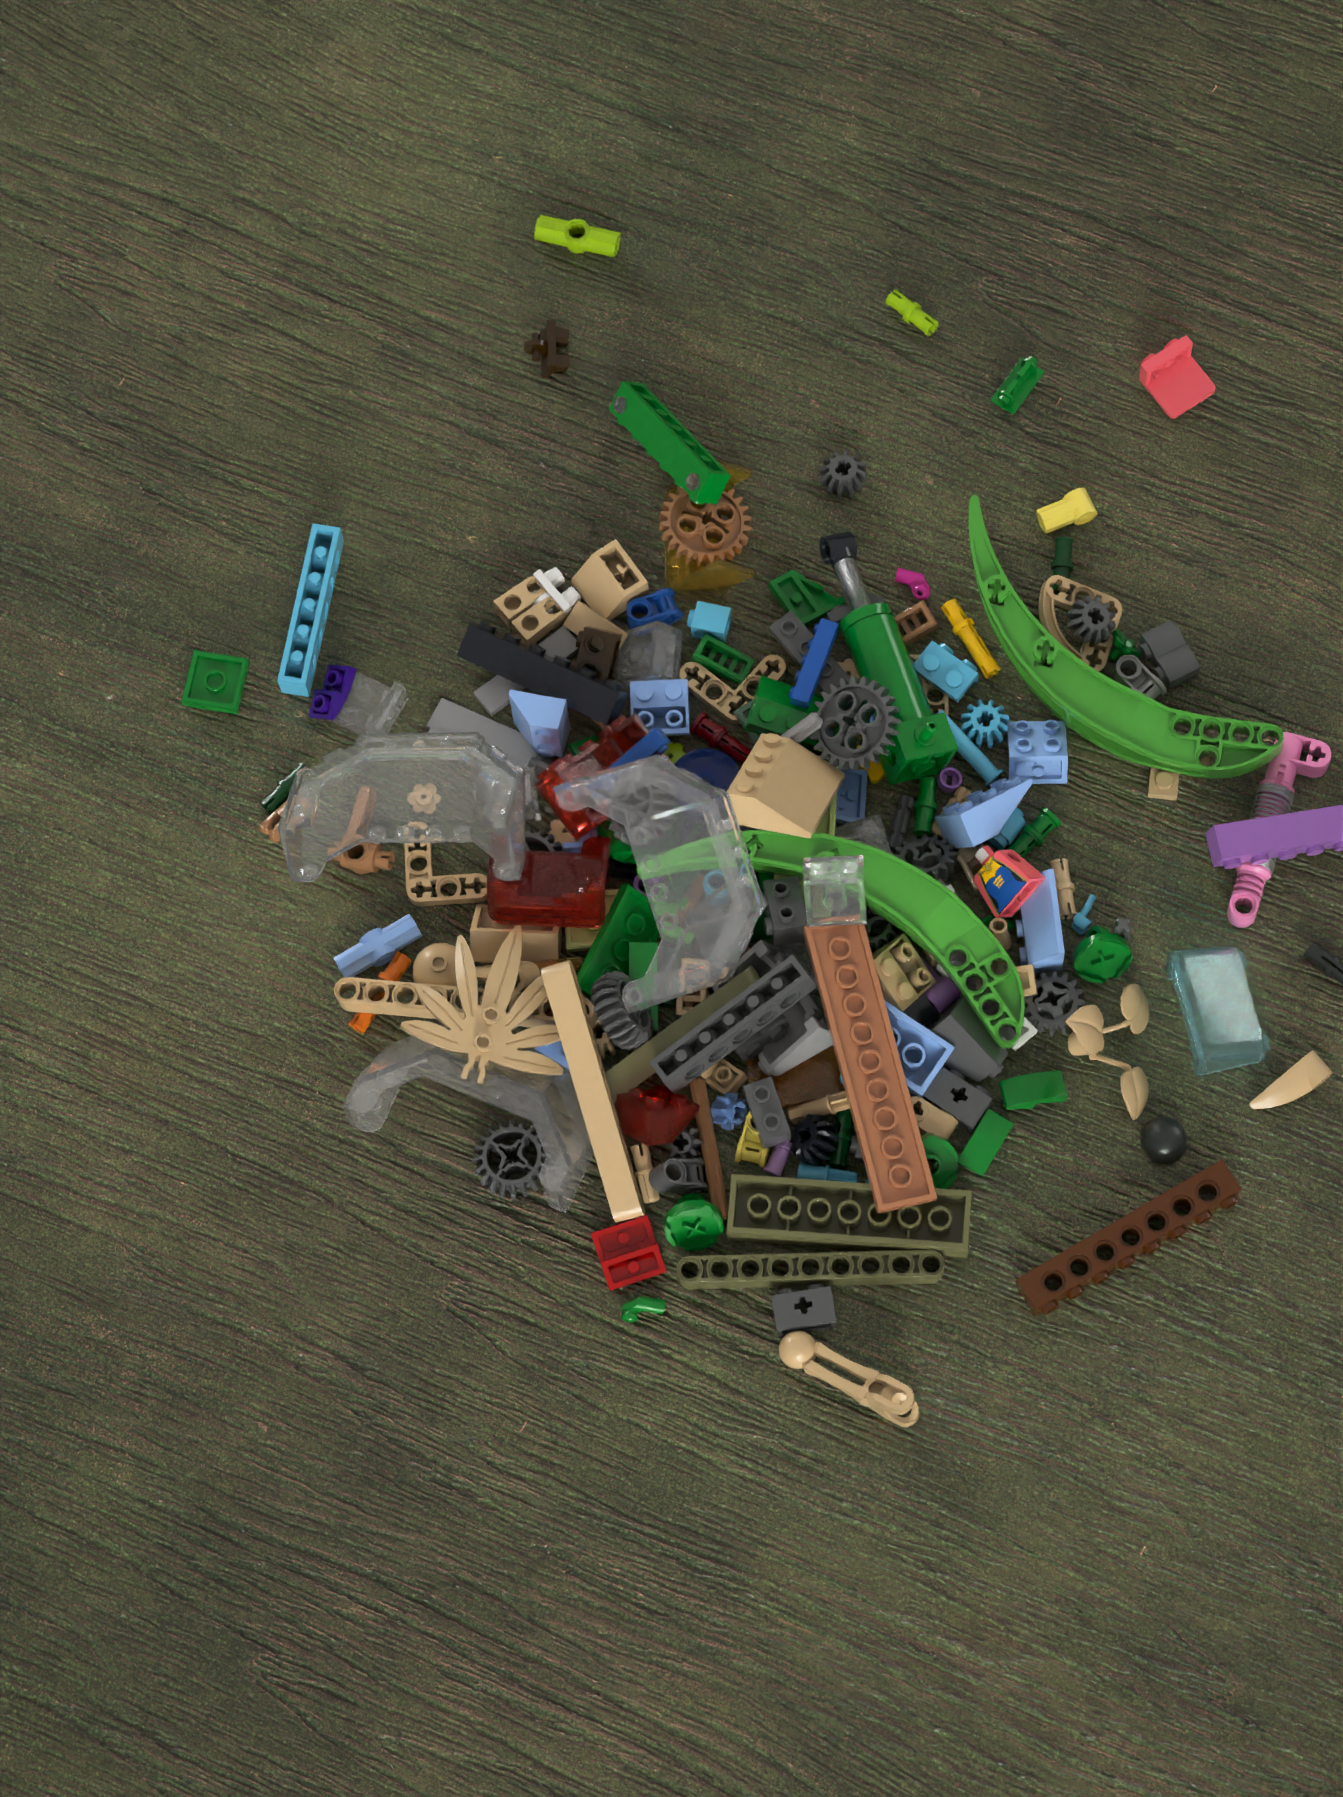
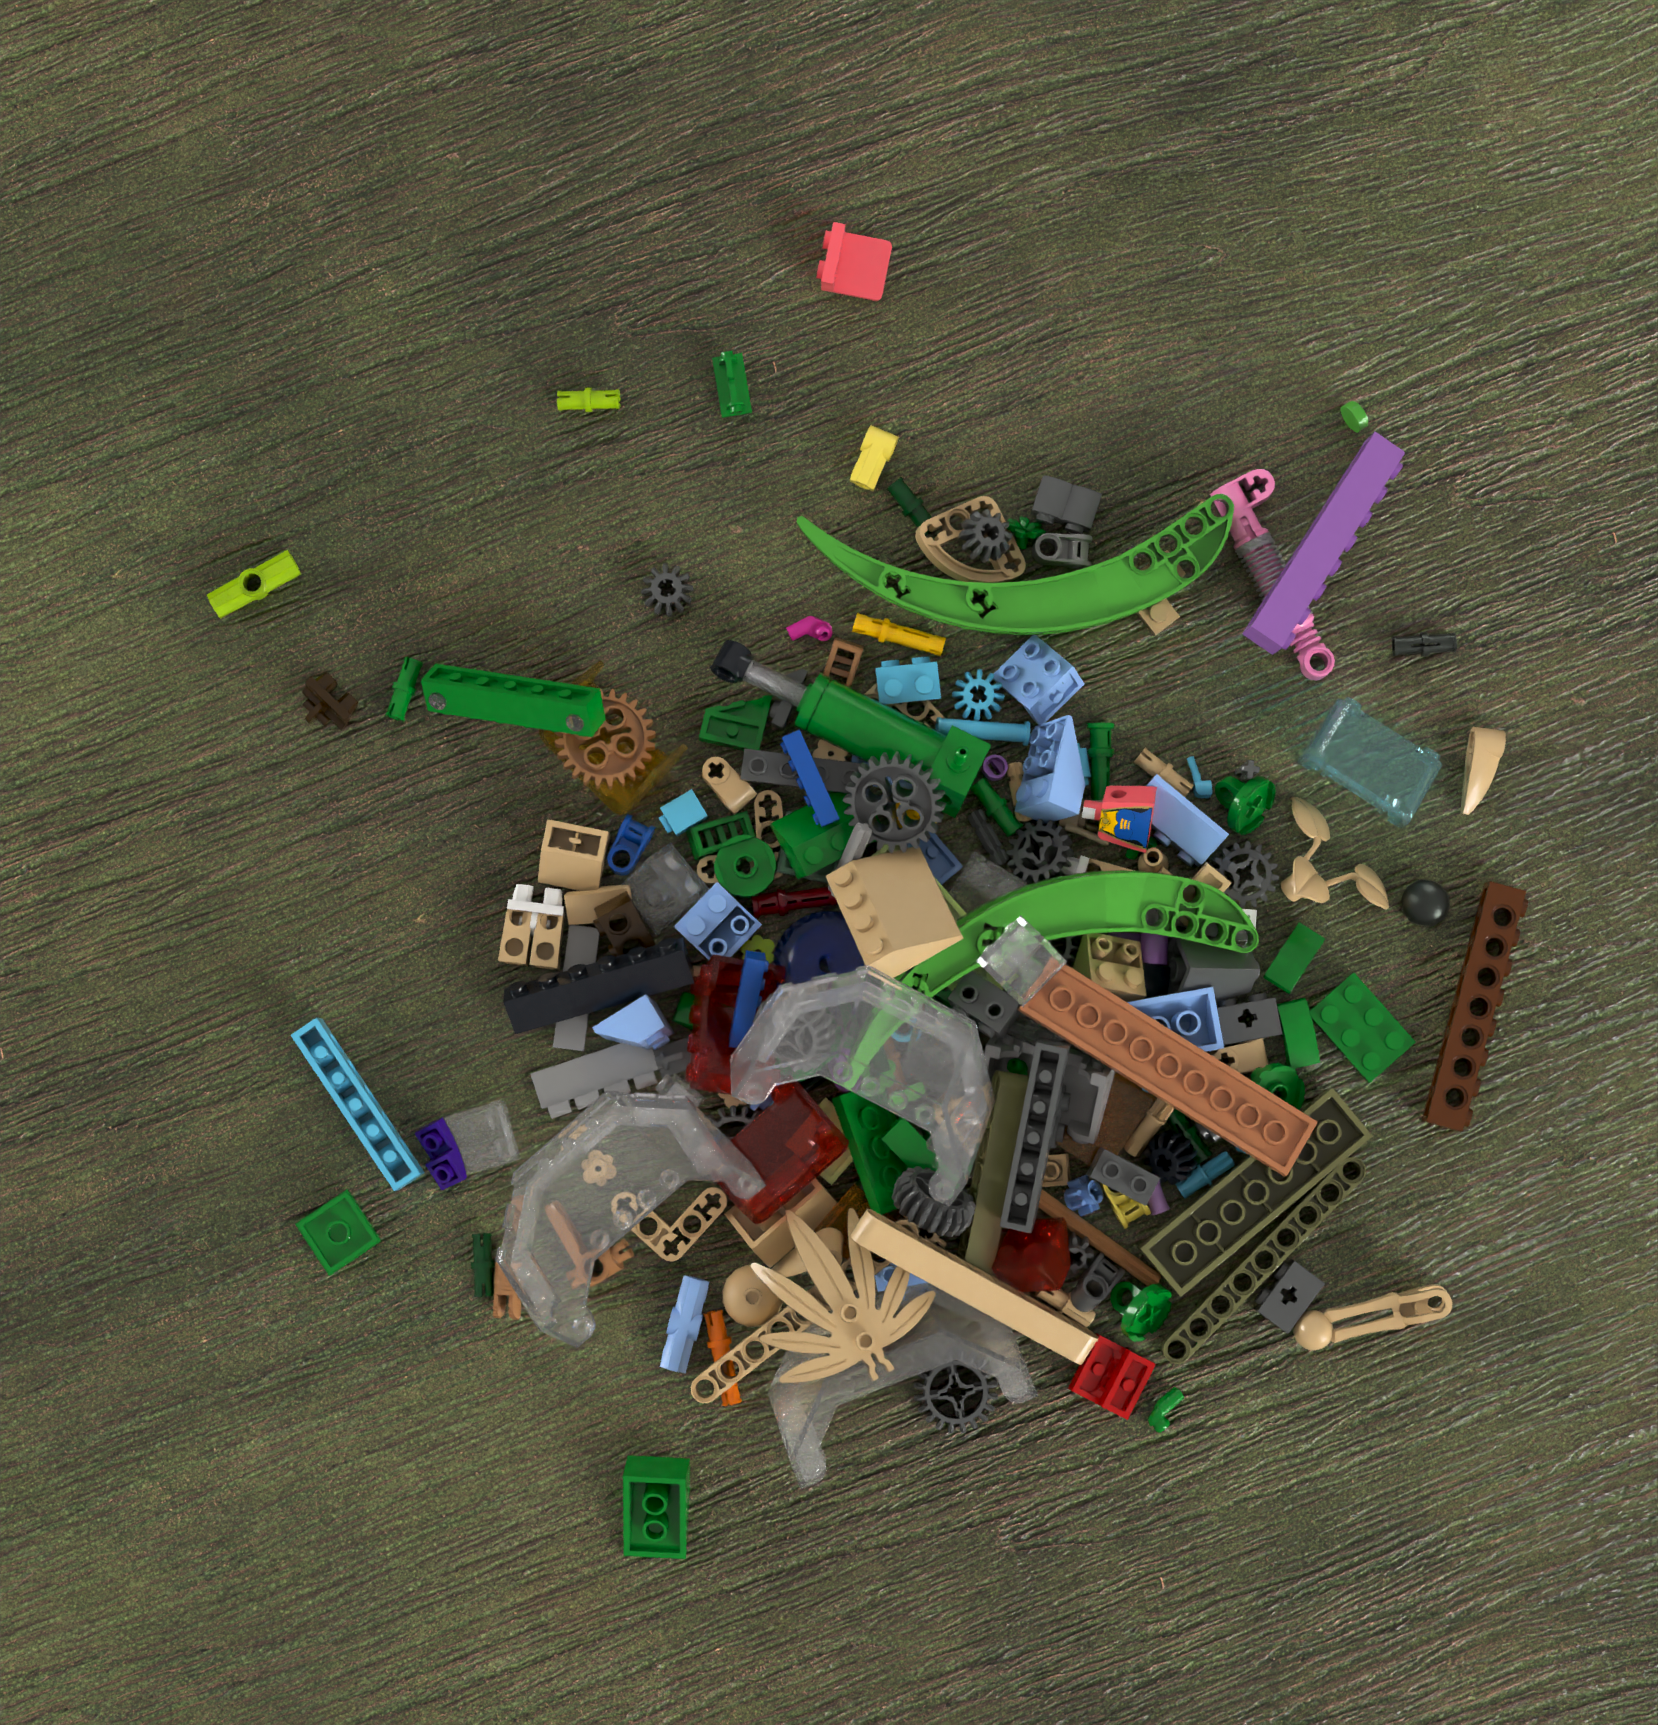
camera: 50 degrees left, 15 degrees up
(237, 1046) = (656, 1506): none -> green slope
(606, 384) = (404, 689): none -> green pin
(719, 704) = (729, 858): none -> green plate
(756, 632) = (729, 788): none -> tan piece
(1035, 1181) = (1361, 1027): none -> green plate

